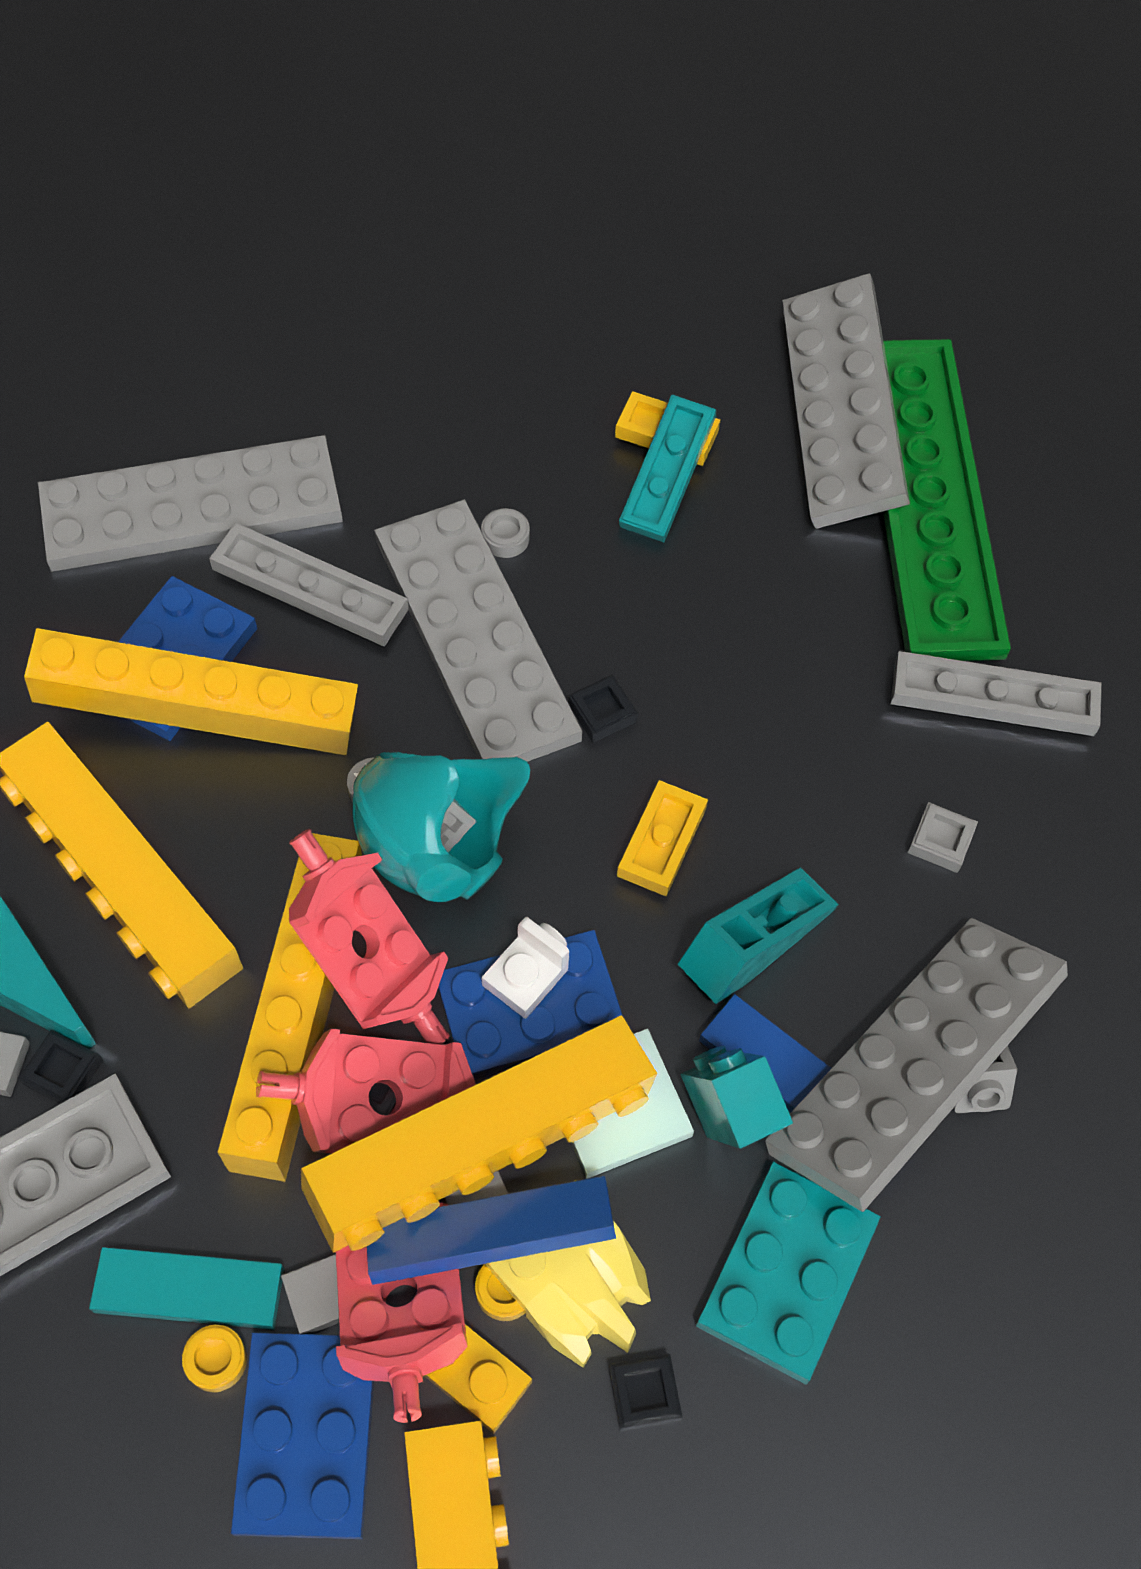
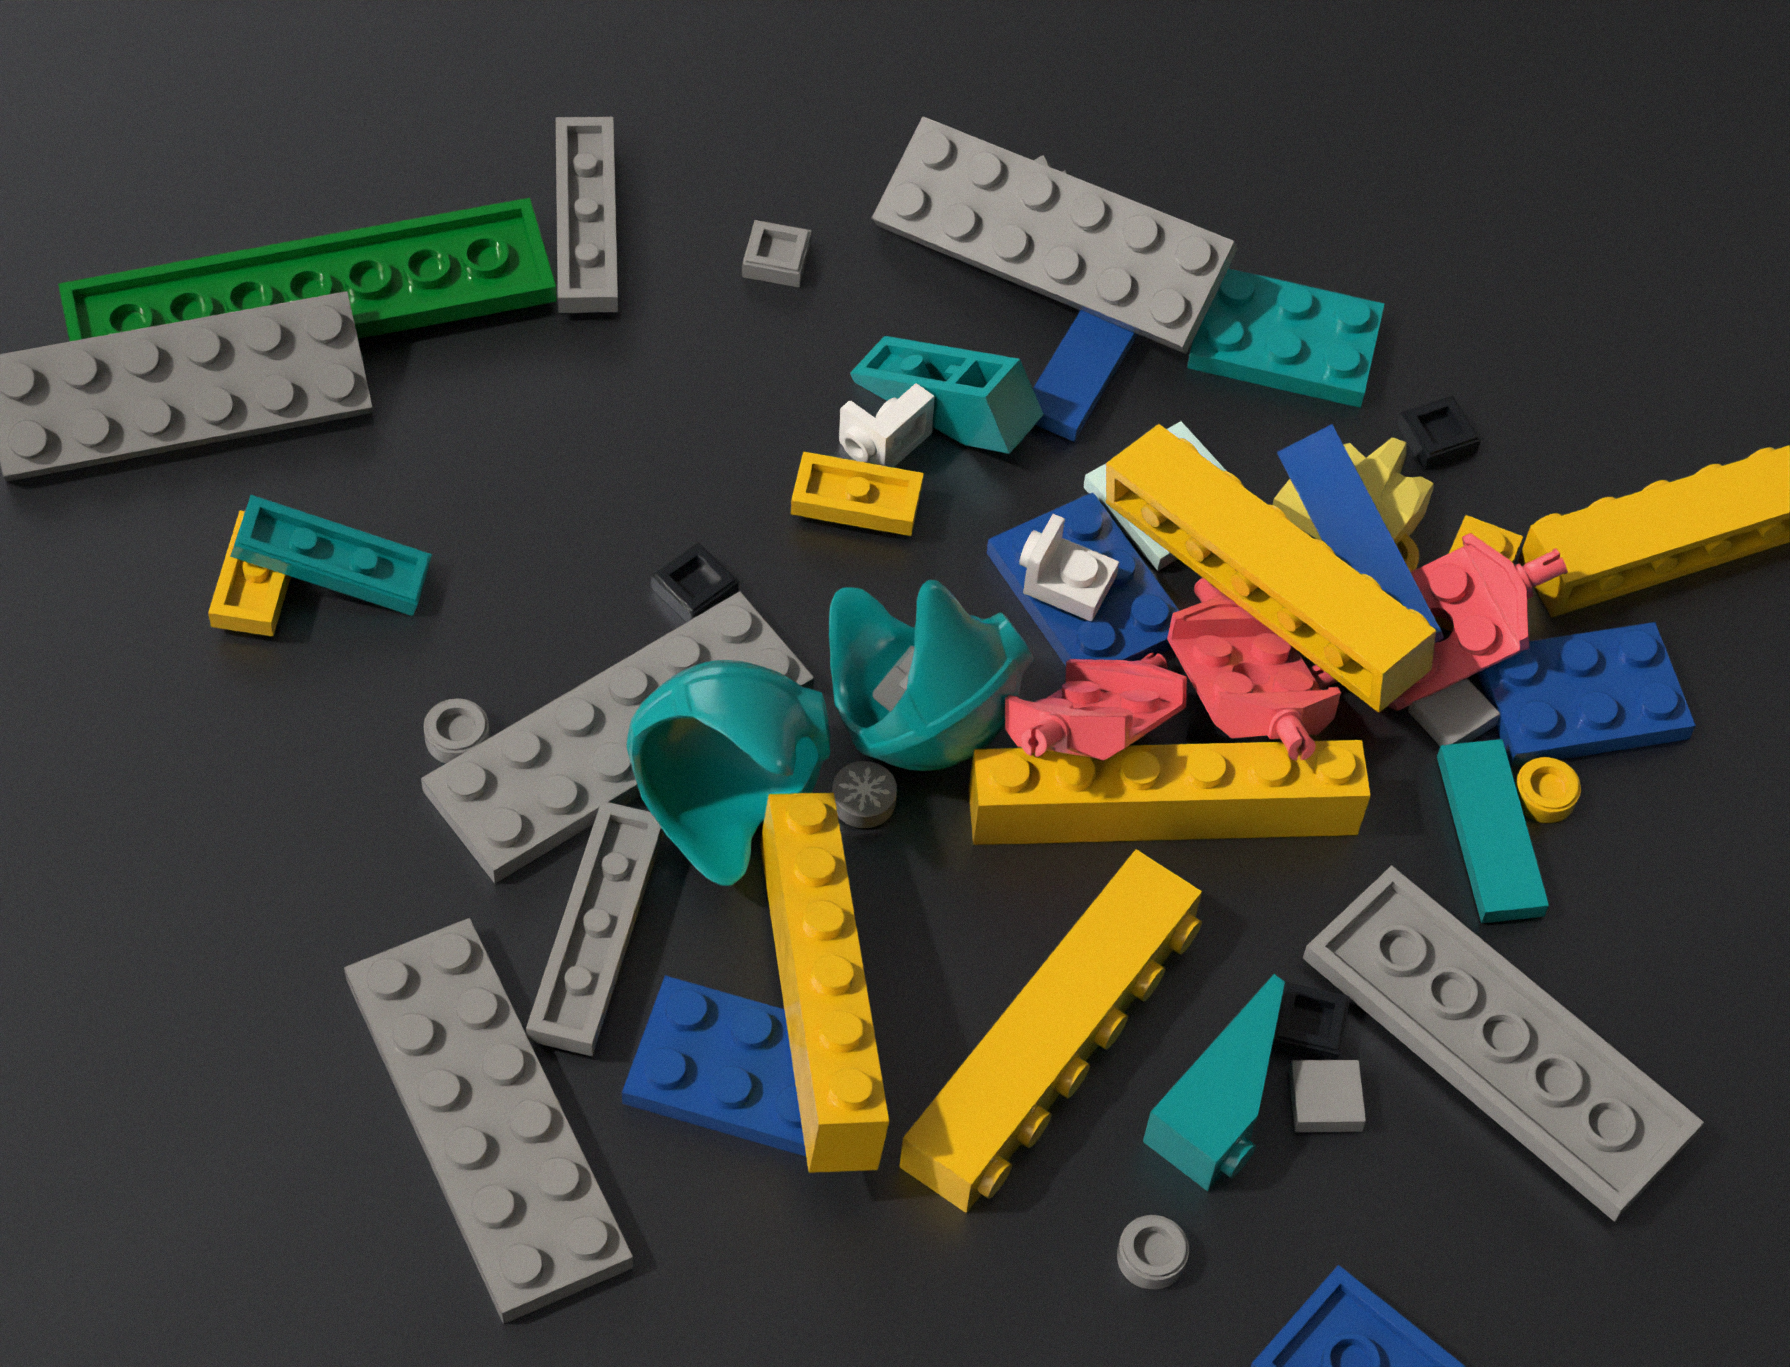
camera: 105 degrees left, 5 degrees down
(403, 655) = (715, 749): none -> teal piece
(715, 874) = (892, 433): none -> white bracket
(735, 1096) = (1155, 365): teal brick -> none

